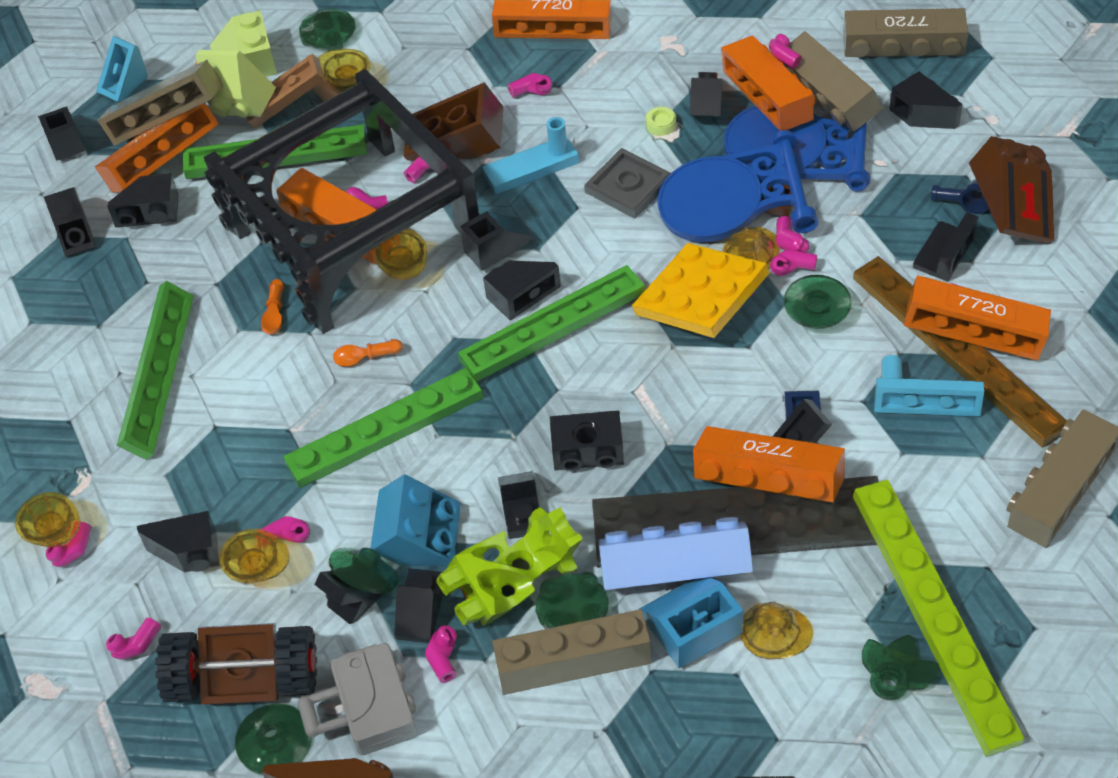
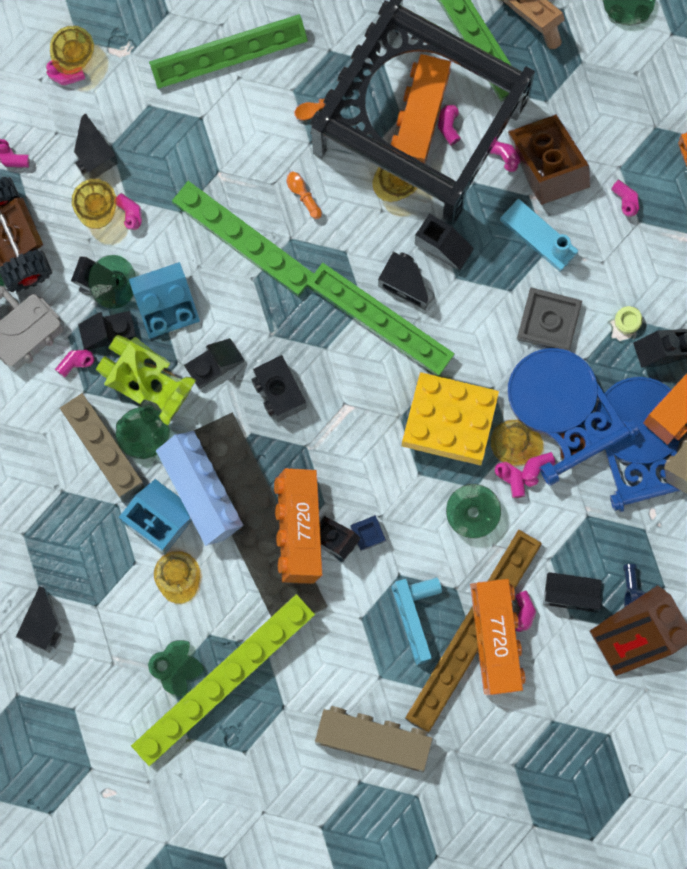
camera: 65 degrees right, 25 degrees up
(342, 65) = (578, 38): clear yellow piece -> none

